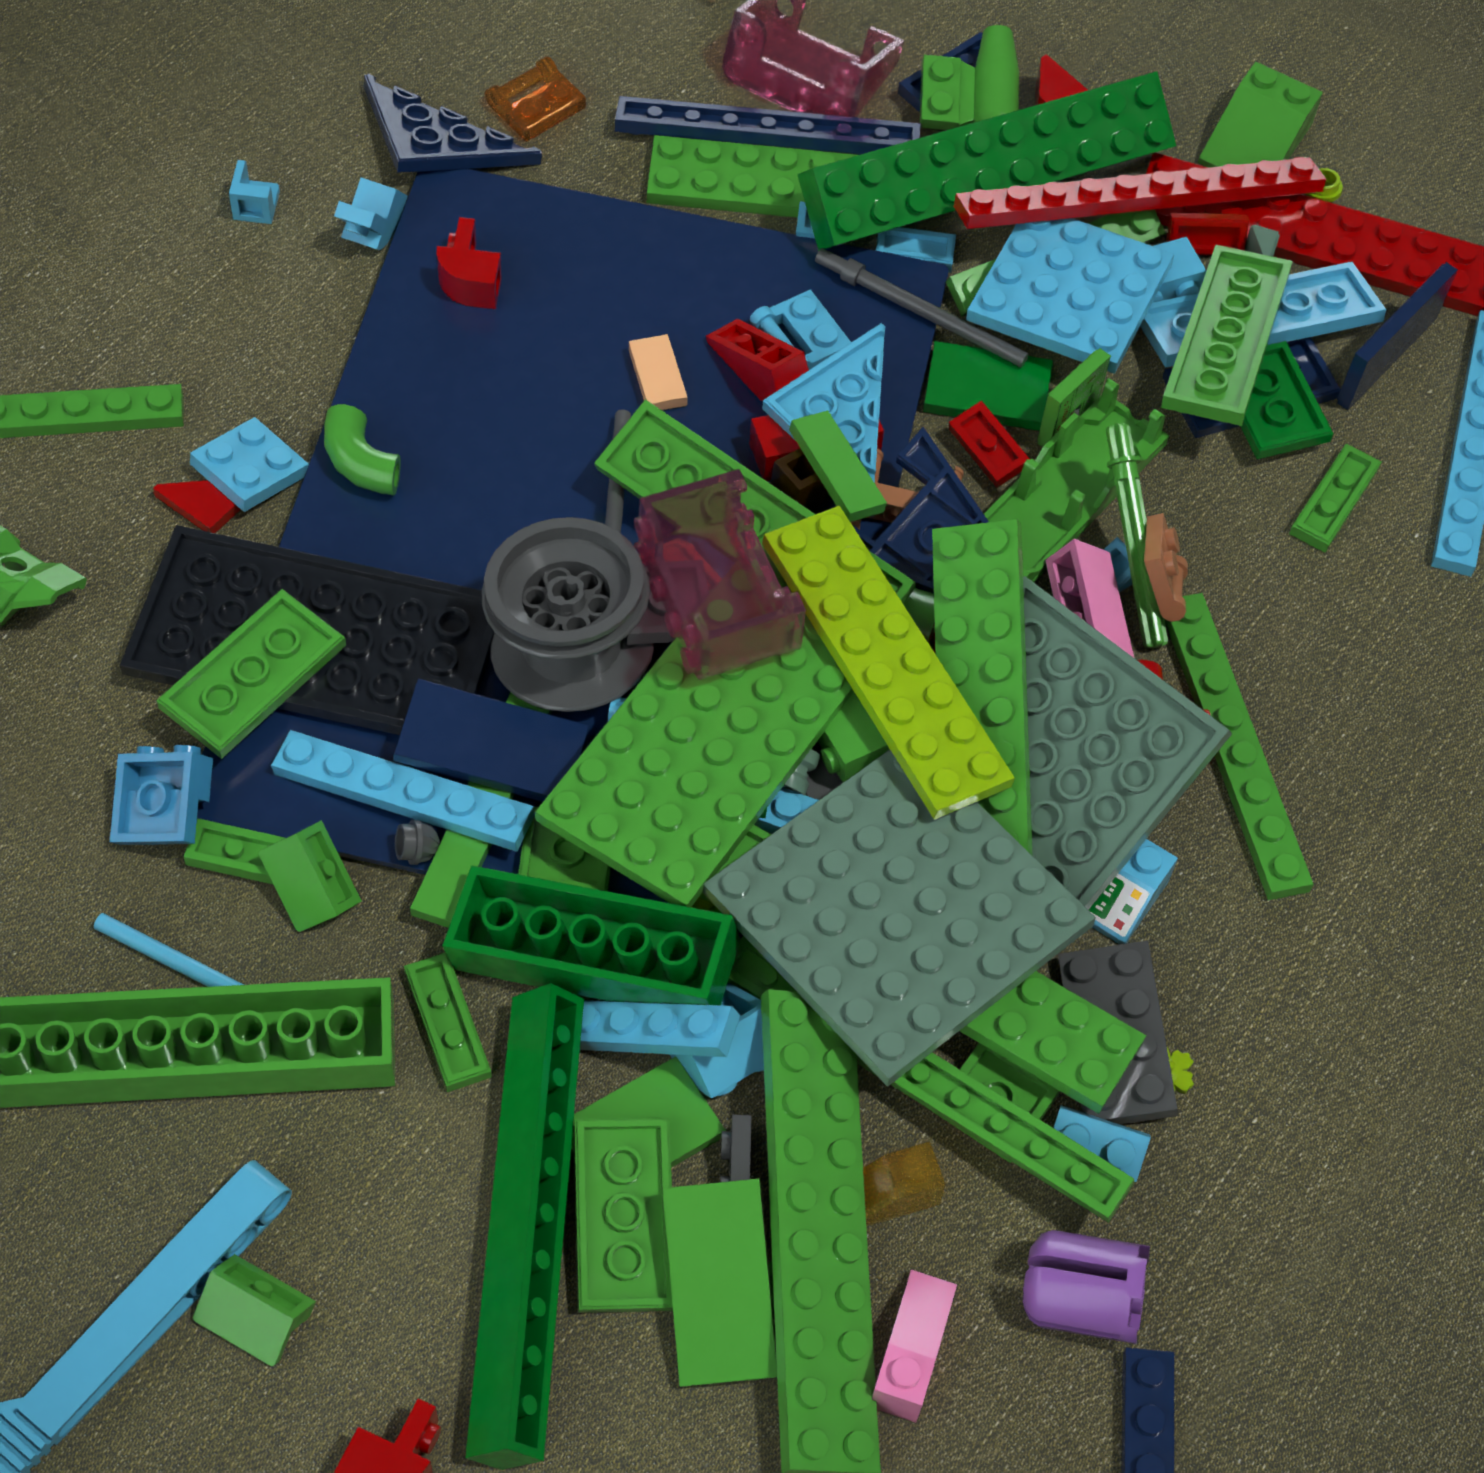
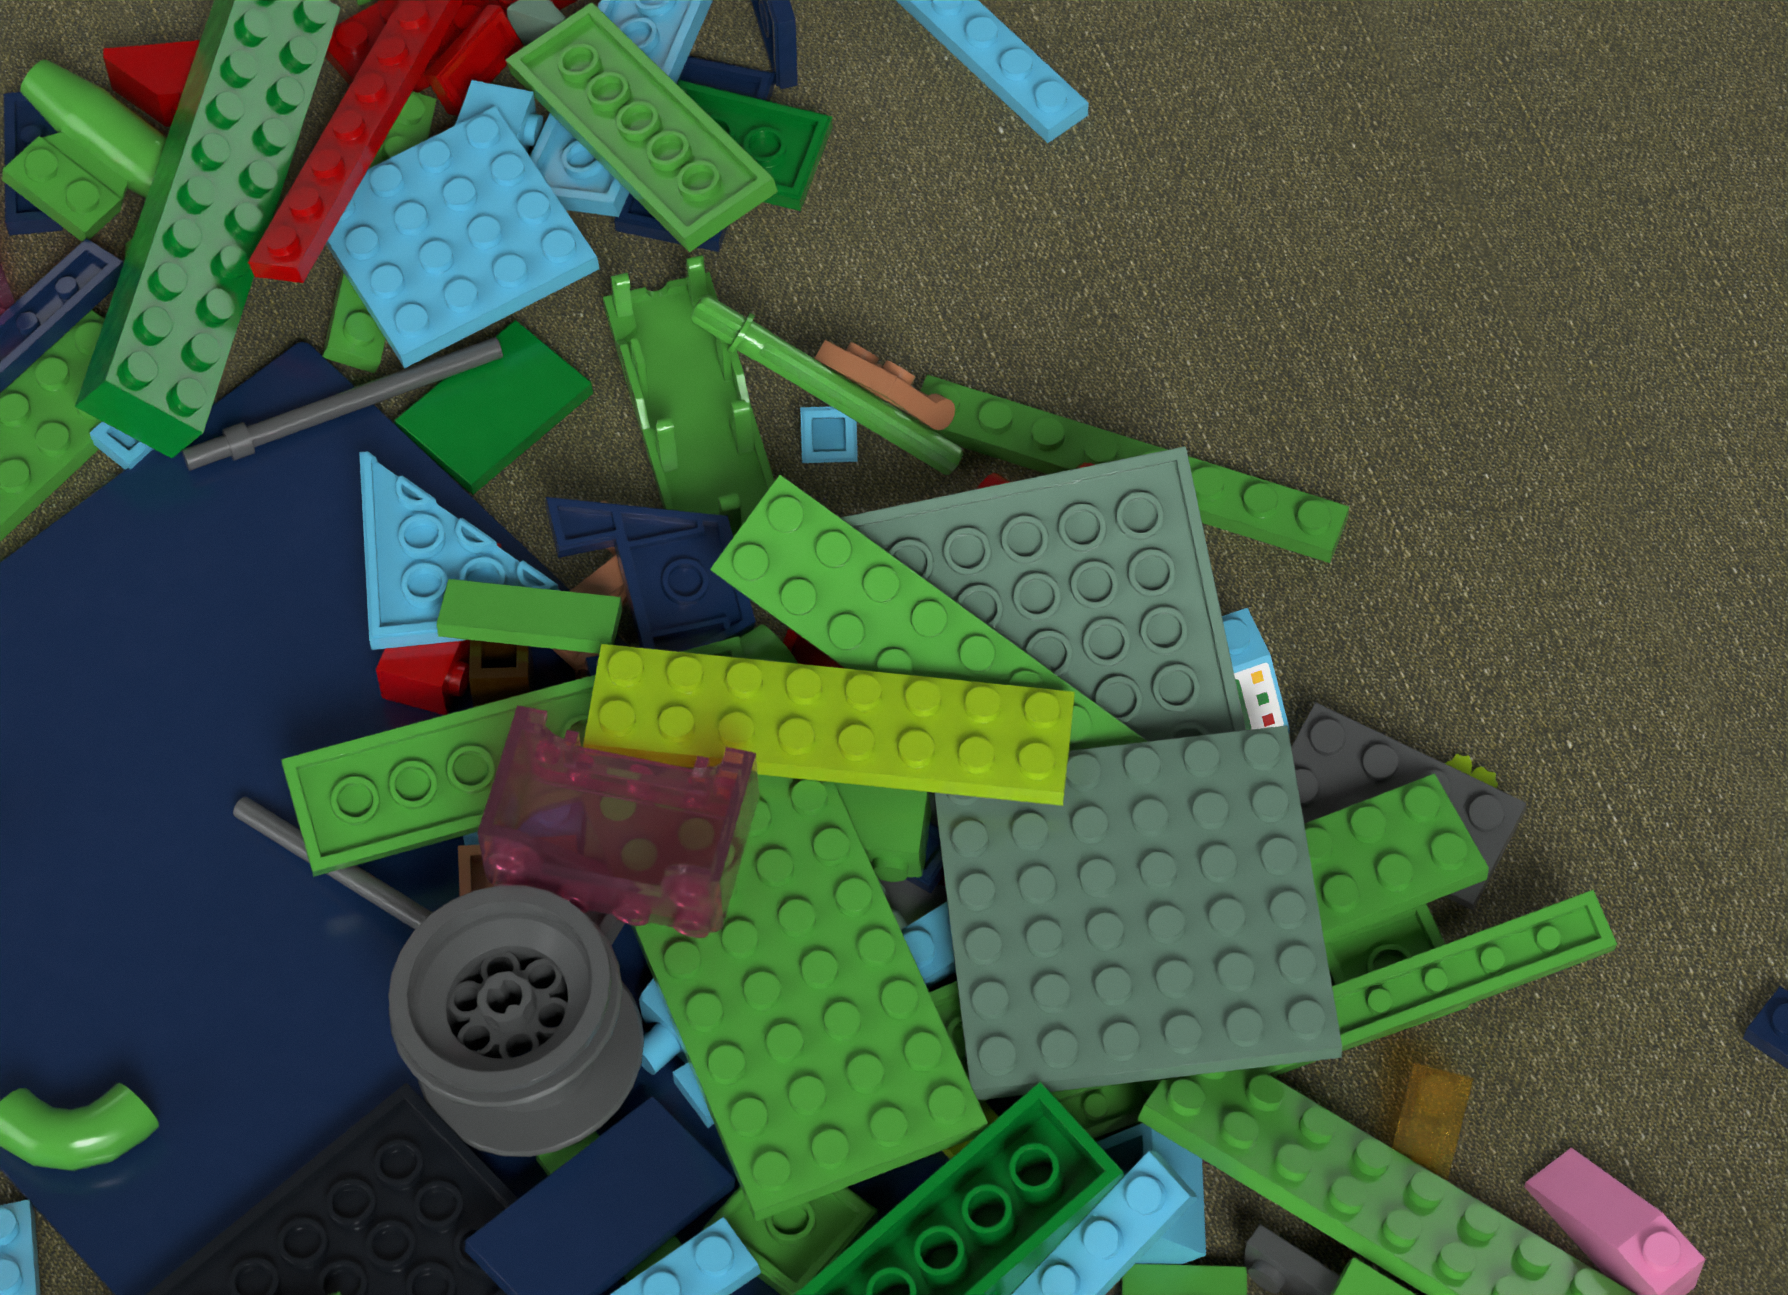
camera: 50 degrees left, 0 degrees up
(658, 372) = (212, 733): light nougat tile -> none
(757, 357) = (290, 613): red slope -> none
(806, 322) = (280, 534): medium azure plate -> none
(918, 244) = (255, 345): medium azure tile -> none
(988, 443) = (578, 454): red plate -> none
(1074, 394) = (598, 331): bright green tile -> none
(1086, 1285) = (1666, 1016): medium lavender cylinder -> none
(1087, 585) = (855, 478): bright pink brick -> none
(1110, 1141) = (1513, 892): medium azure plate -> none
(1335, 498) = (901, 171): bright green tile -> none

